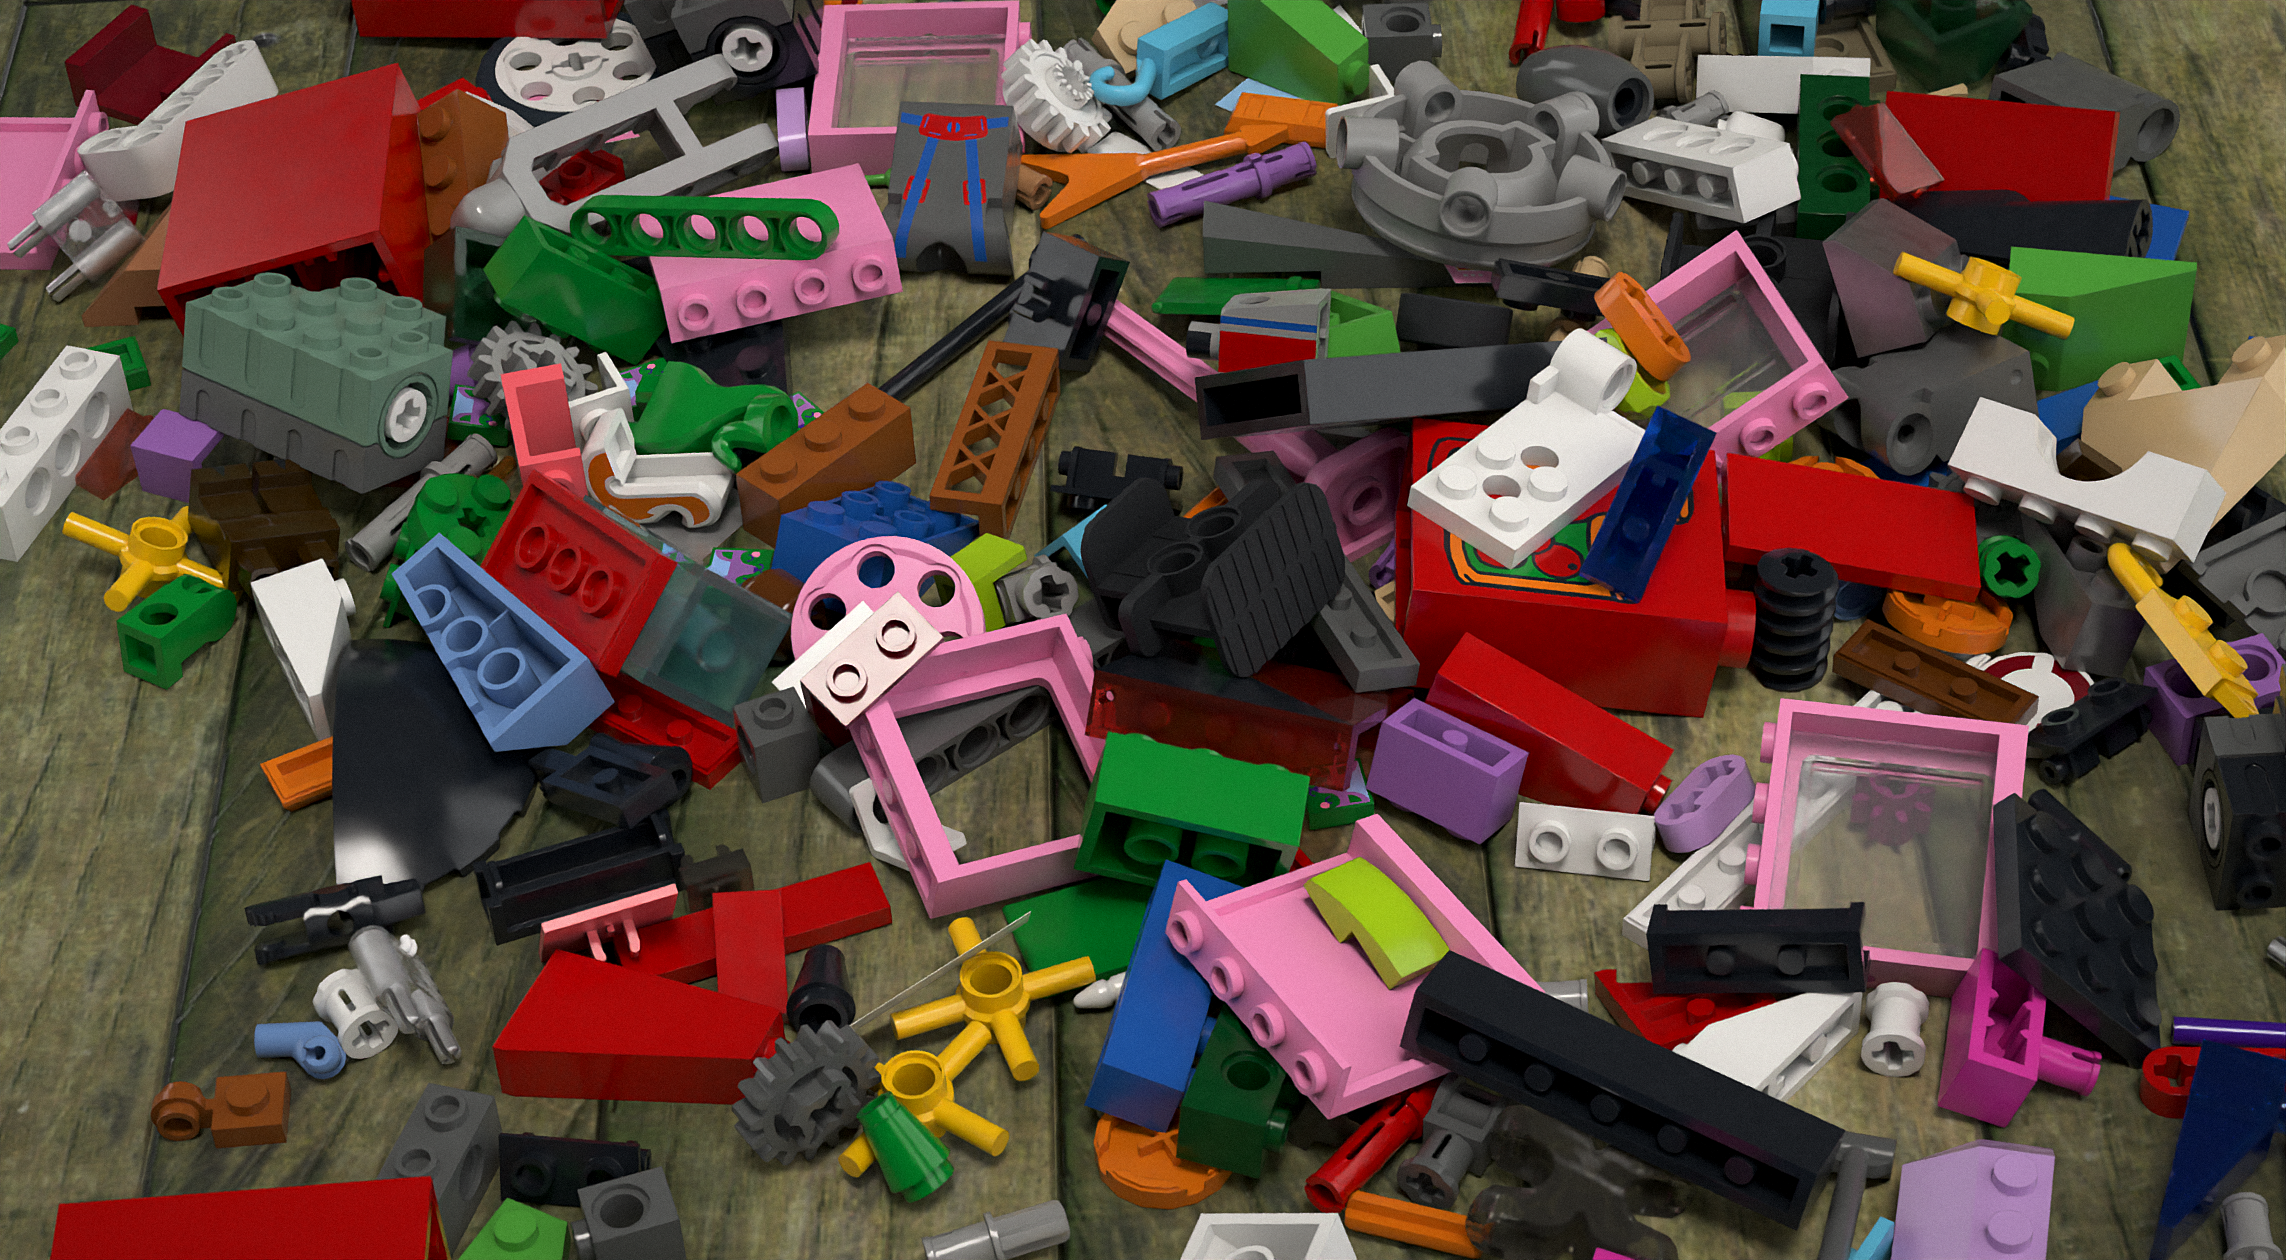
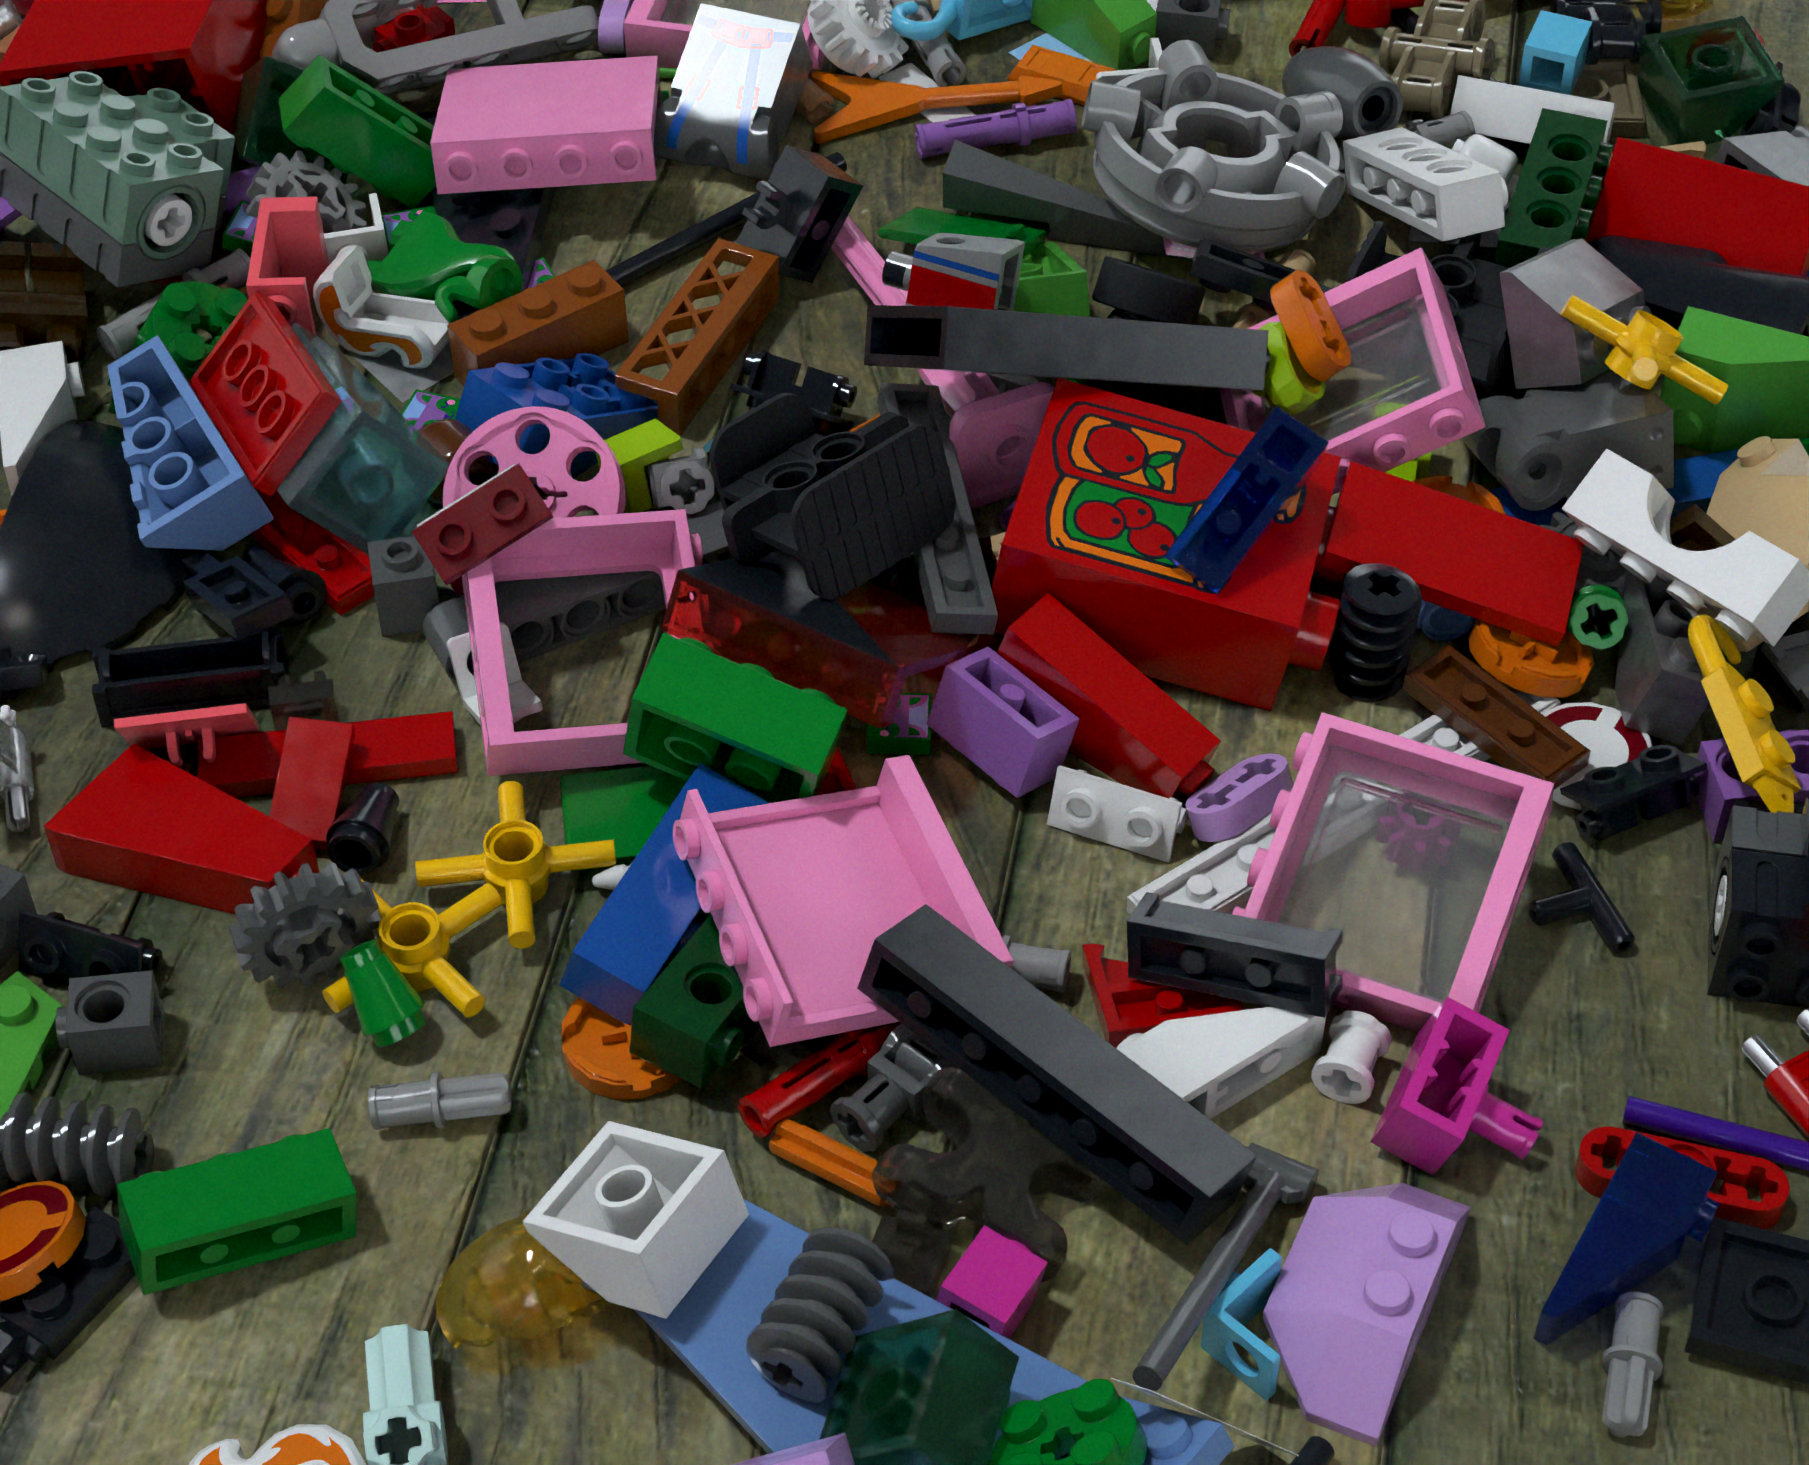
camera: 10 degrees right, 5 degrees up
(725, 215) = (505, 84): green beam -> none
(940, 972) = (459, 834): white sticker -> none
(1389, 926) = (883, 857): lime slope -> none
(1559, 426) = (1196, 411): white hinge -> none
(1887, 151) = (1602, 194): clear red piece -> none
(2075, 930) = (1548, 994): black plate -> none

